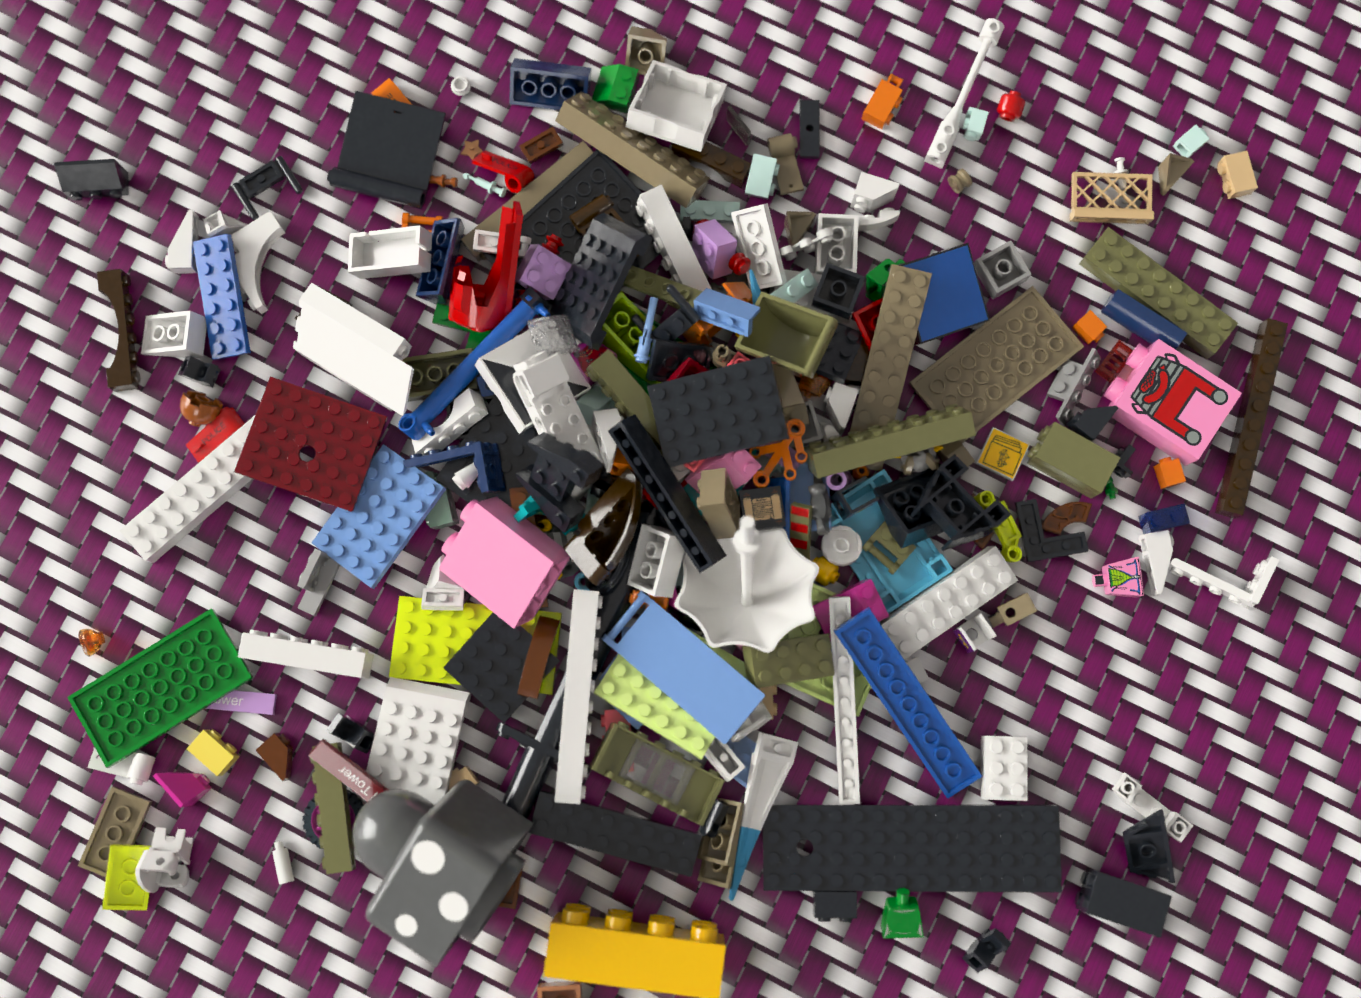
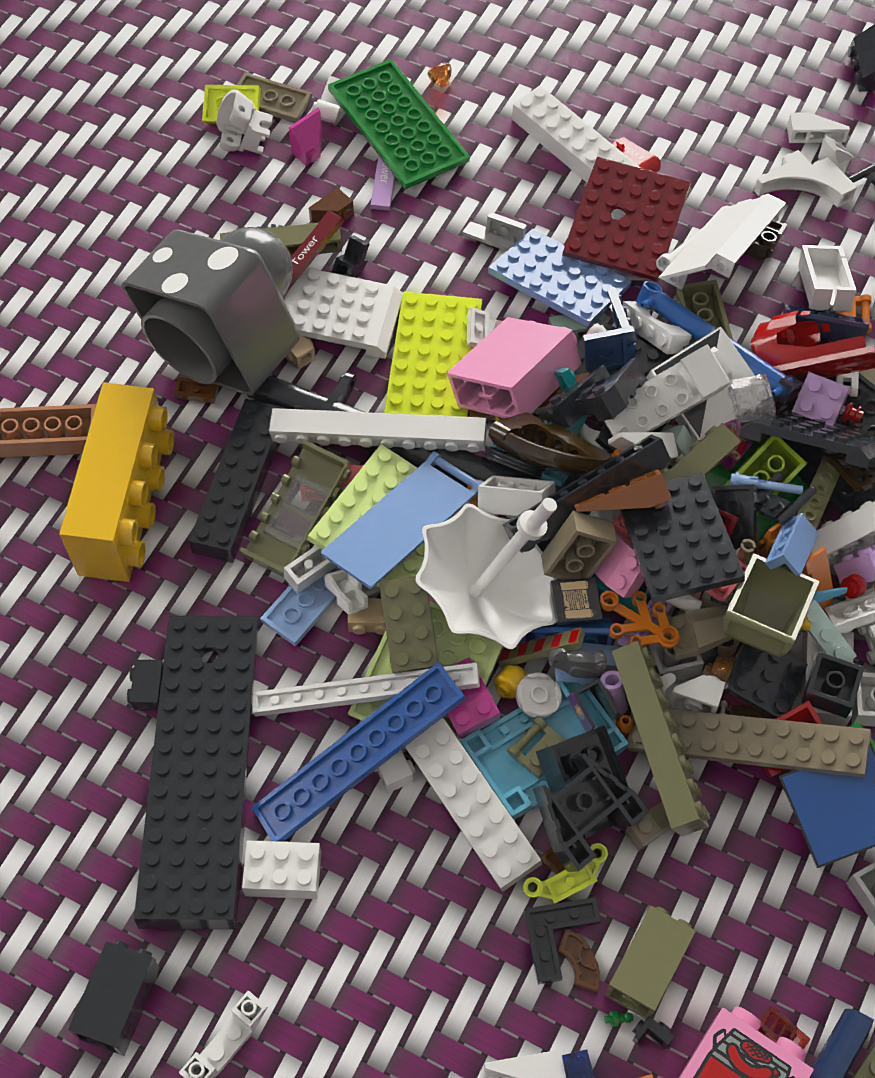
camera: 90 degrees right, 20 degrees down
(123, 371) = (690, 89): dark brown arch -> none
(174, 334) = (726, 125): white slope -> none
(198, 408) = (658, 140): dark orange cylinder -> none
(199, 371) = (692, 142): black brick -> none
(213, 752) = (337, 161): light yellow brick -> none
(221, 297) = (766, 153): plate -> none
(282, 863) = (234, 215): white cylinder -> none
(301, 654) = (425, 223): white brick -> none
(371, 407) = (666, 259): none -> white piece
(493, 665) = (409, 377): black plate -> none
(538, 657) = (415, 400): reddish brown slope -> none
(679, 448) = (642, 492): none -> dark orange wedge
(714, 819) = (247, 564): black bar -> none
(720, 852) = (222, 578): dark tan slope -> none
(767, 772) = (292, 614): white plate -> none
(901, 916) = (125, 751): green torso -> none
(920, 460) = (643, 781): hair -> none
(983, 631) = (433, 830): white piece -> none
(985, 949) = (80, 840): black brick -> none
(999, 360) = (767, 886): dark tan plate -> none
(1002, 454) = (654, 885): yellow tile -> none
(1021, 606) = (466, 887): dark tan torso -> none
(1070, 384) = (747, 974): light grey bracket -> none
(1090, 327) = (822, 998): orange brick -> none
(1091, 421) = (698, 987): black slope -> none
(1121, 578) = (505, 1022): torso -> none
(1149, 848) = (175, 1036): black wing -> none

